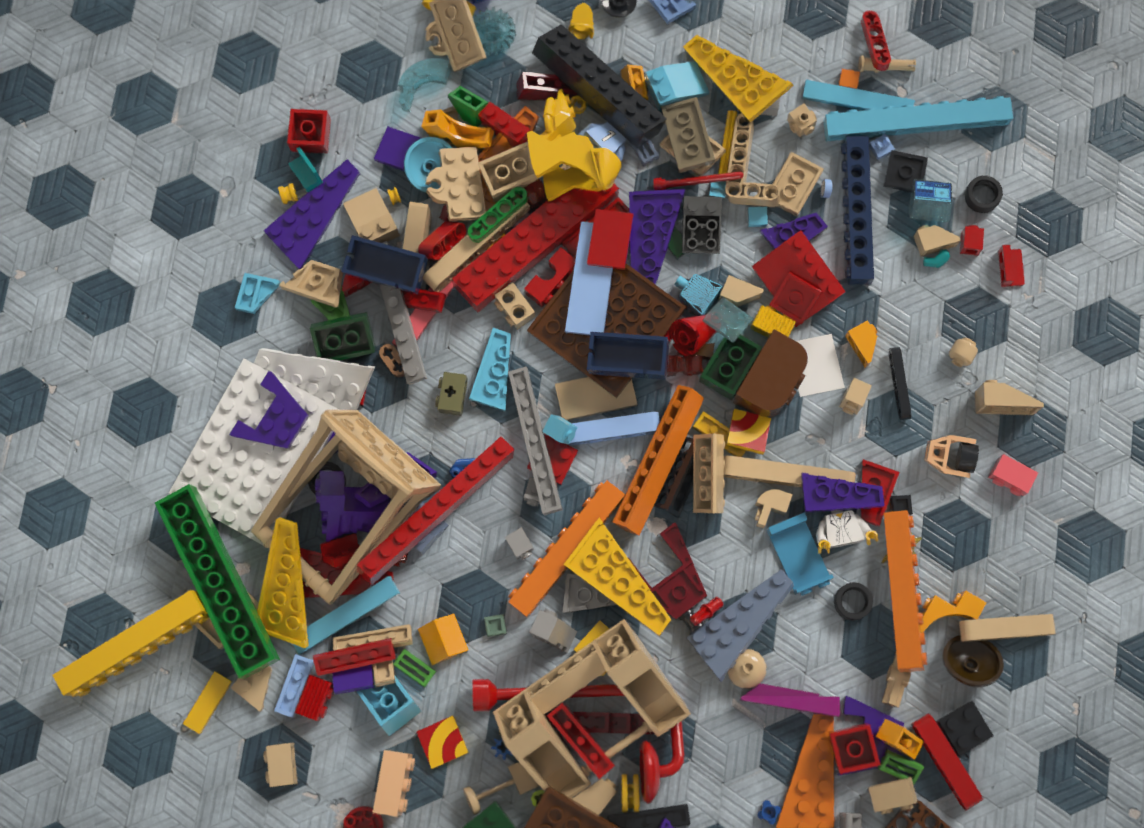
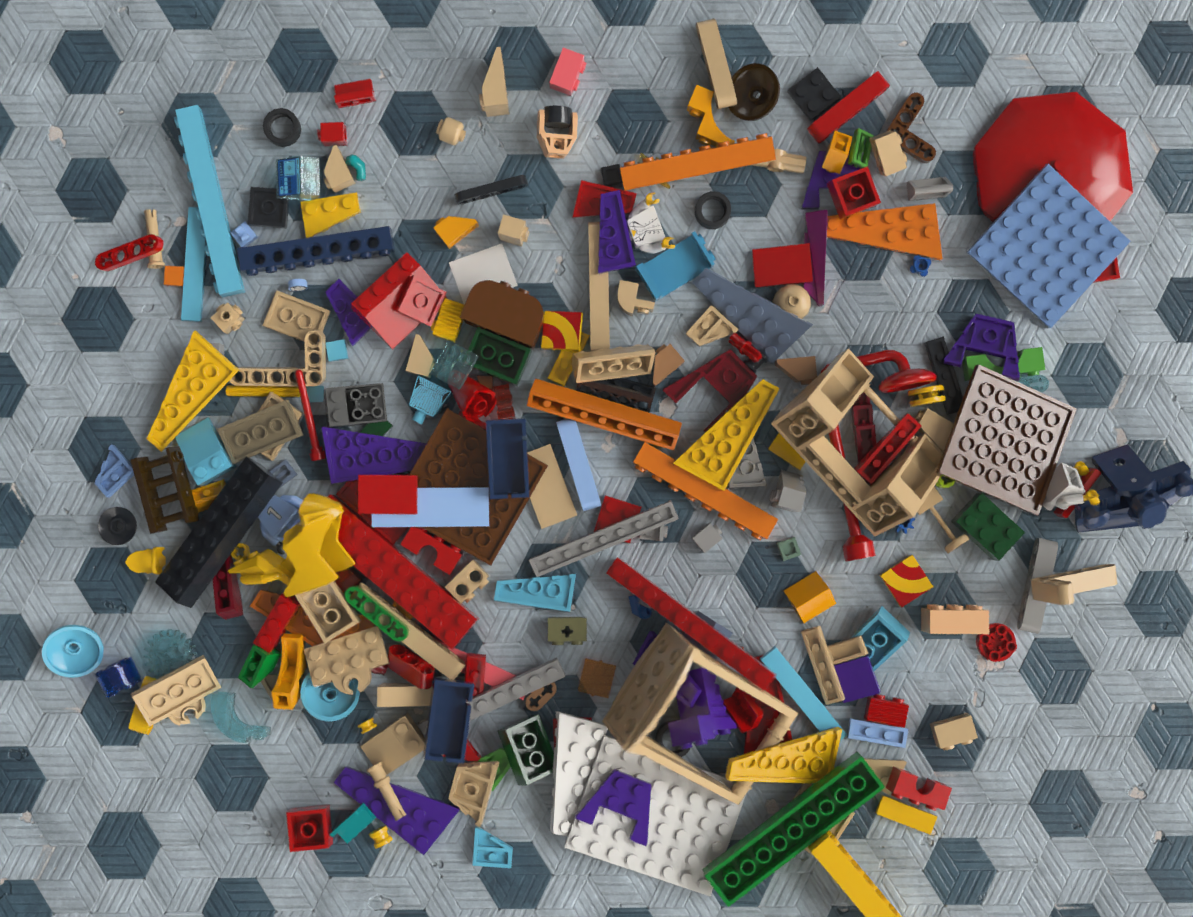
camera: 105 degrees left, 10 degrees up
(221, 731) = (933, 793): none -> red arch
(338, 200) = (382, 782): none -> tan pin
(354, 657) = (843, 679): red plate -> none
(394, 147) = (313, 733): dark purple tile -> none
(400, 416) = (596, 678): none -> clear orange piece
(427, 677) = (840, 621): bright green tile -> none
(560, 429) = (590, 515): medium azure brick -> none
(644, 31) = (149, 495): none -> dark brown fence
(677, 664) = (799, 369): none -> medium nougat slope
(701, 528) = (665, 363): none -> medium nougat slope
(732, 580) = (710, 327): none -> tan wing
(787, 664) = (782, 265): none -> red tile
(895, 226) = (328, 211): none -> yellow wing

